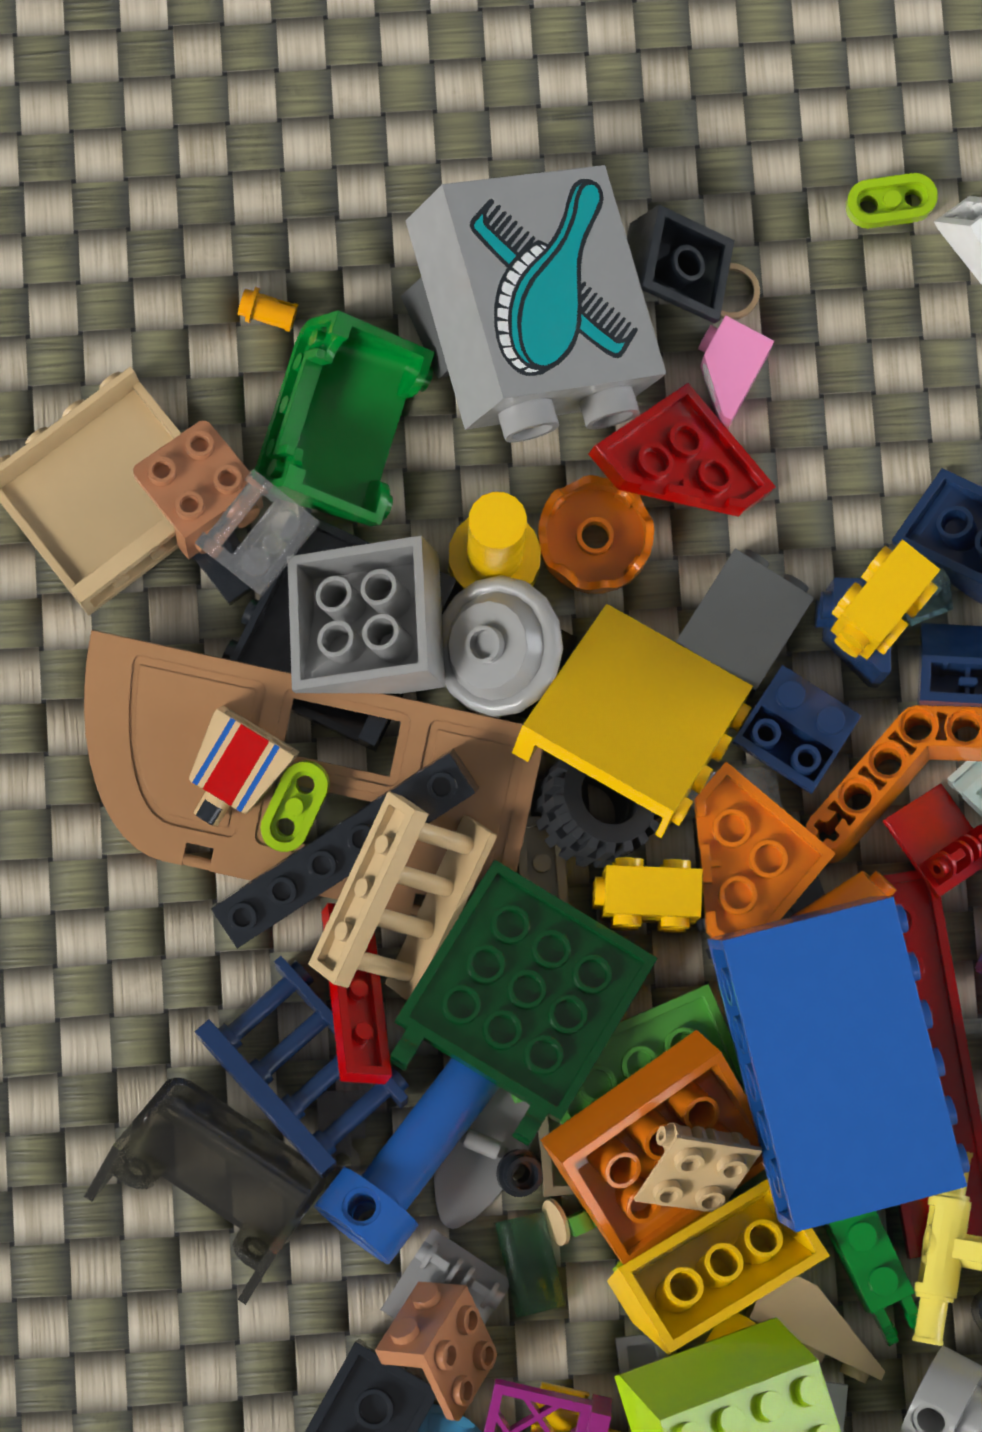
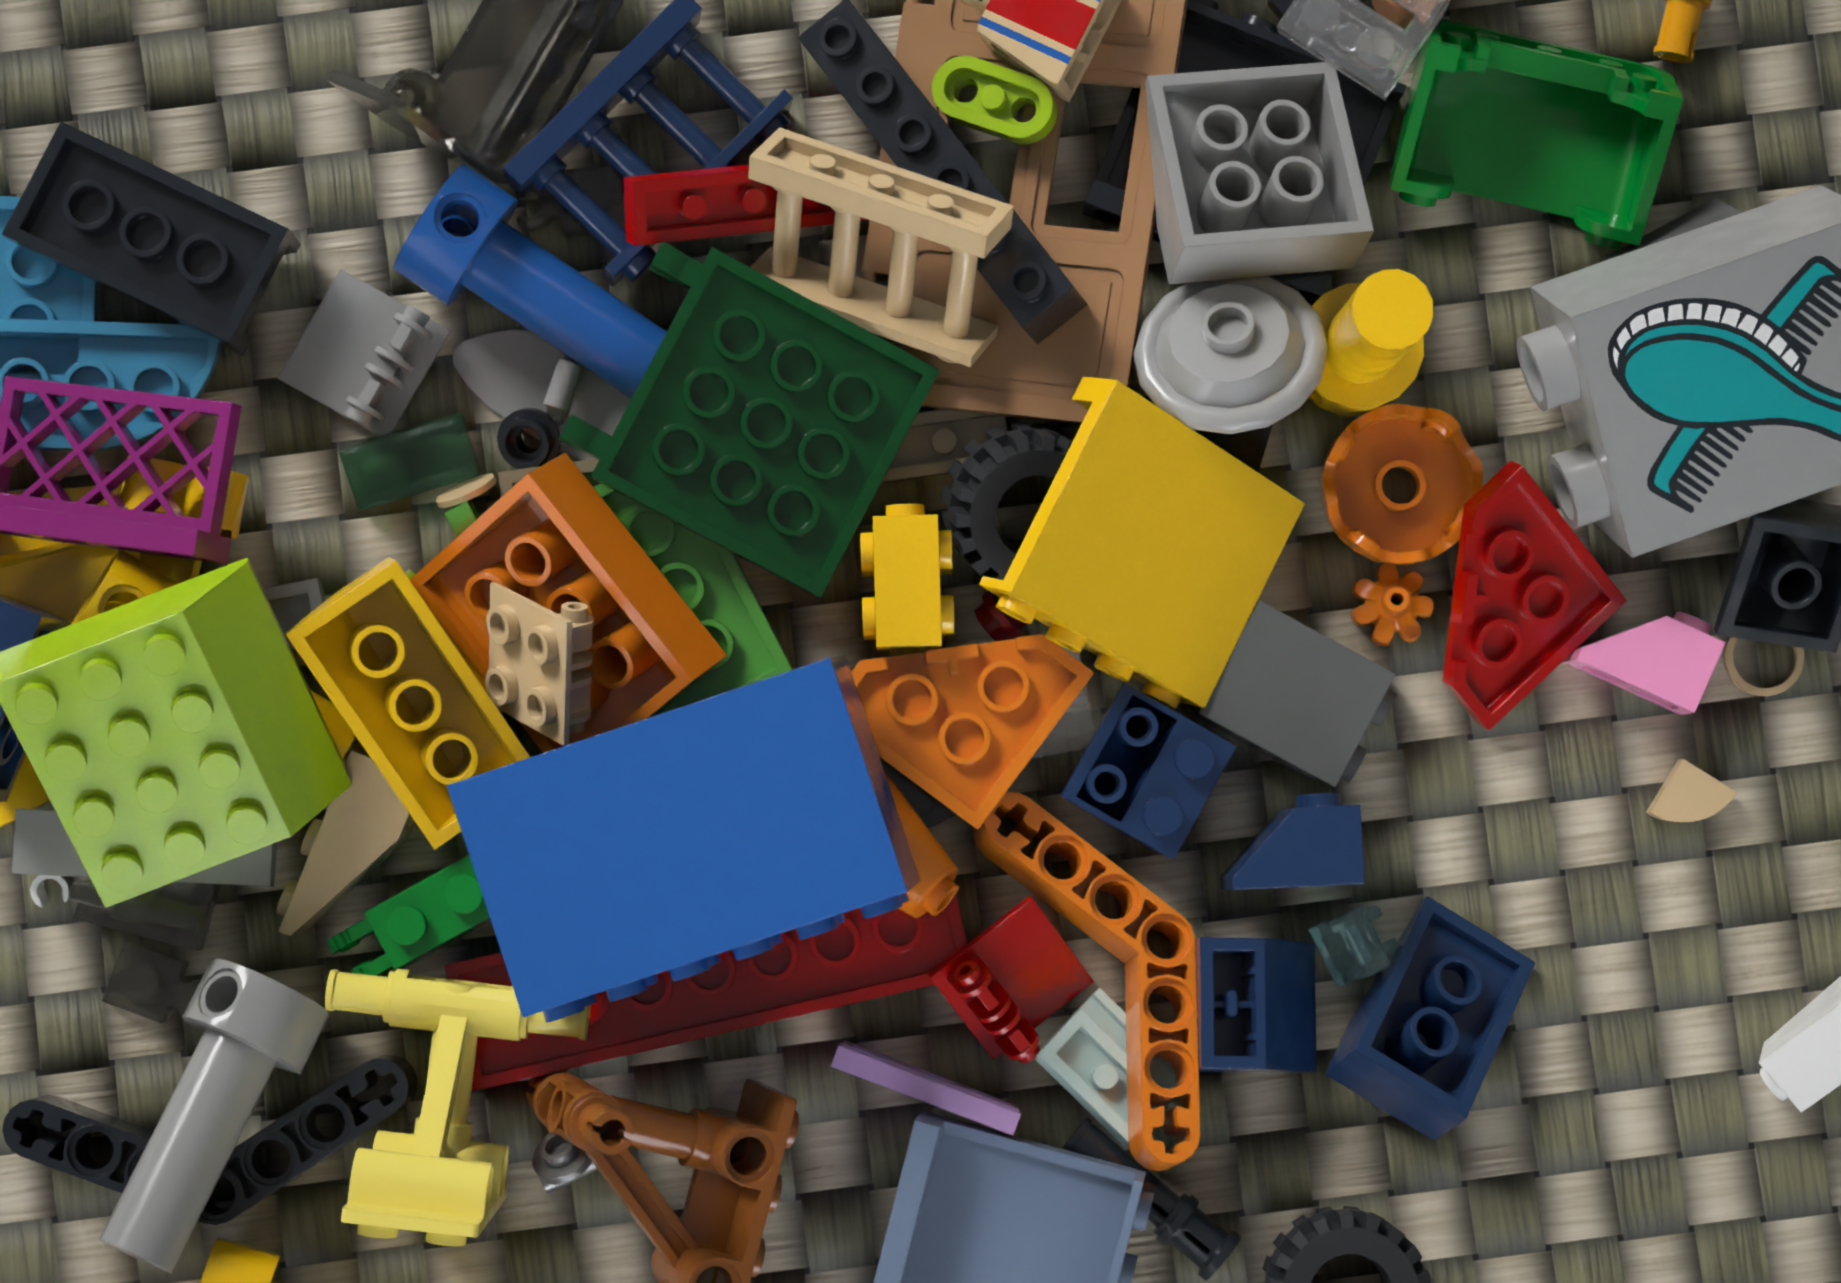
camera: 90 degrees right, 5 degrees up
(445, 1338) = (294, 347): nougat bracket -> none
(675, 557) = (1383, 613): none -> orange plant
(677, 834) = (996, 623): none -> dark red plate
(828, 351) = (1689, 795): none -> tan tile
(873, 613) = (1309, 854): yellow brick -> none

